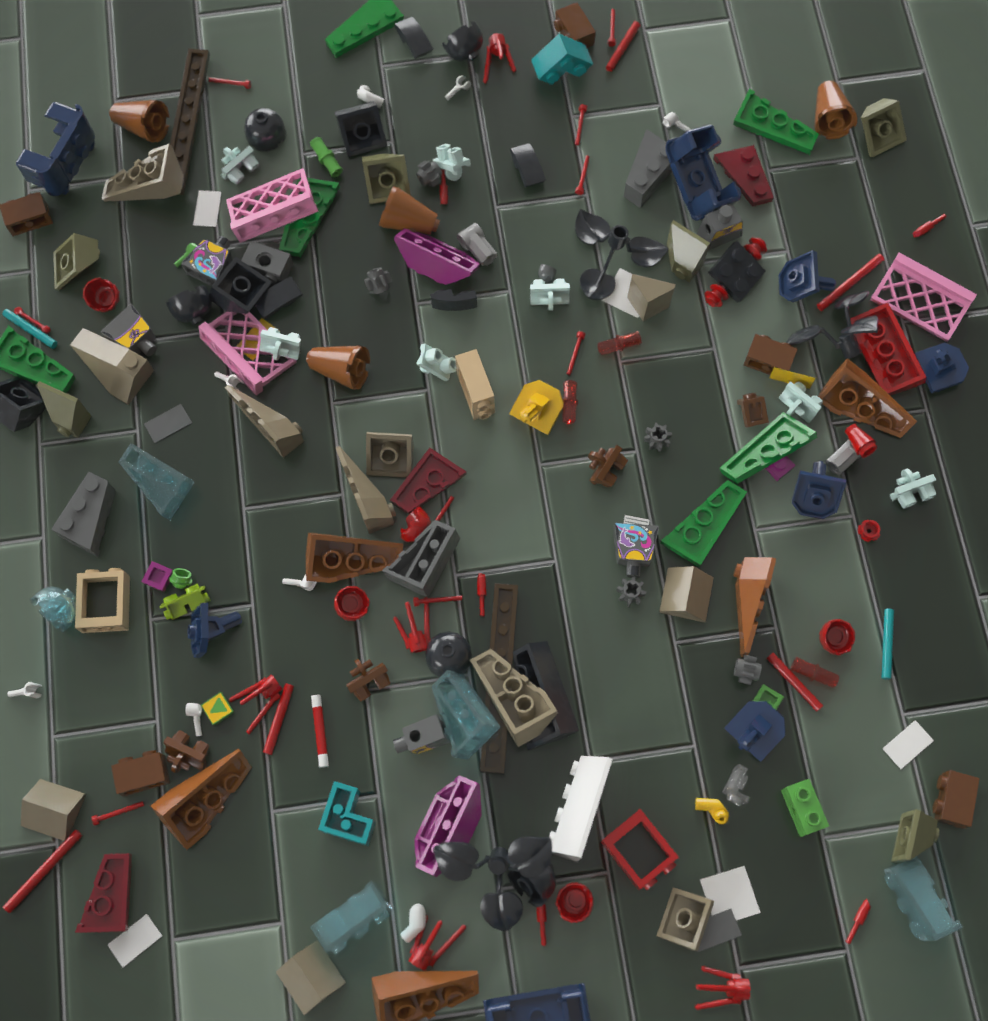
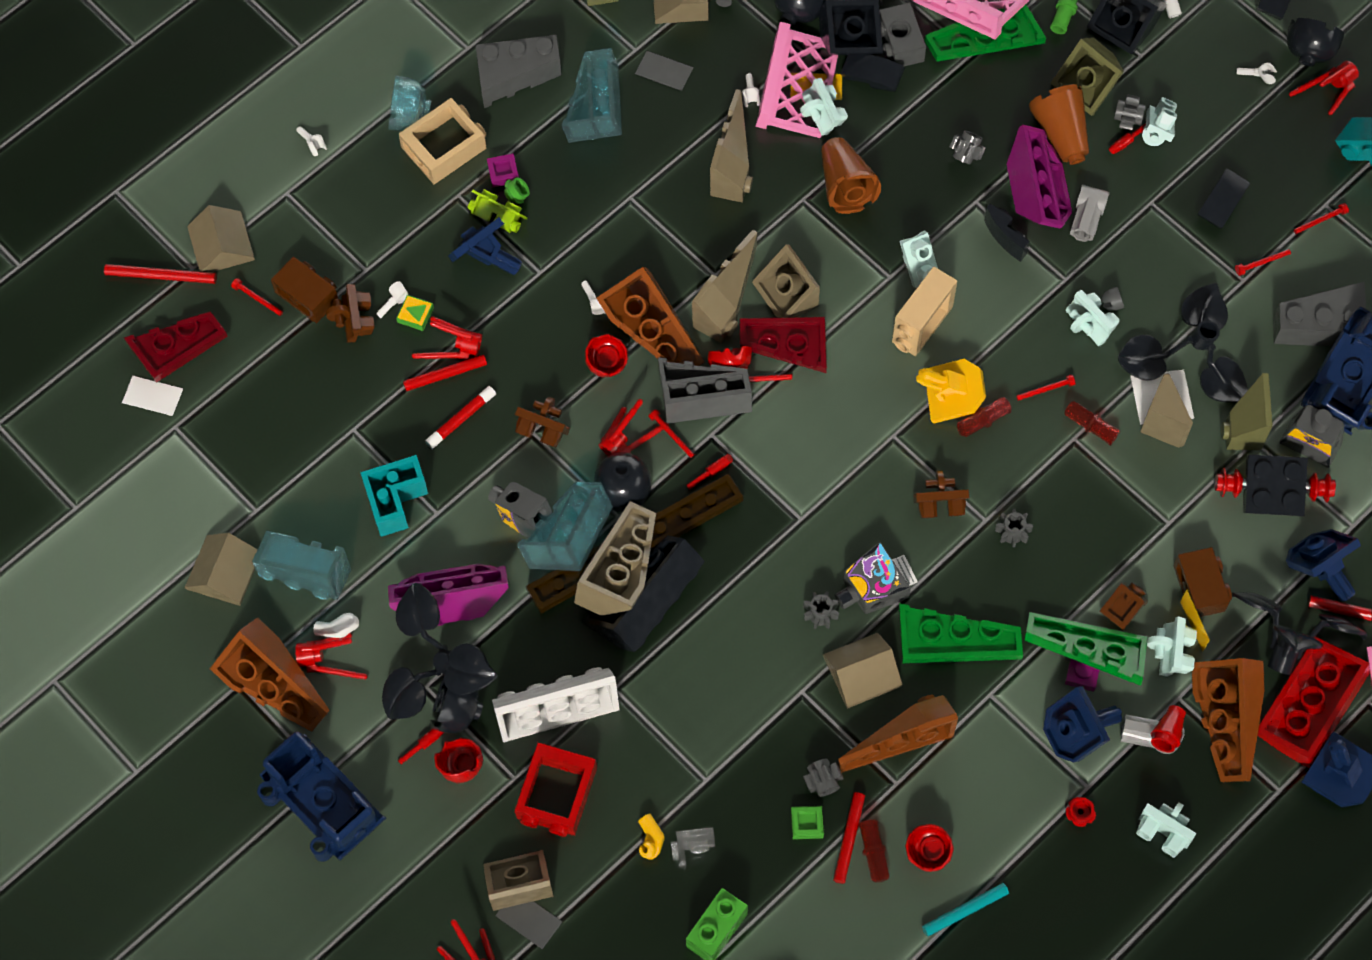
camera: 55 degrees right, 5 degrees down
(196, 801) = (314, 356): dark orange wedge -> none
(731, 891) = (579, 910): white sticker -> none
(757, 728) = (767, 826): dark blue piece -> none

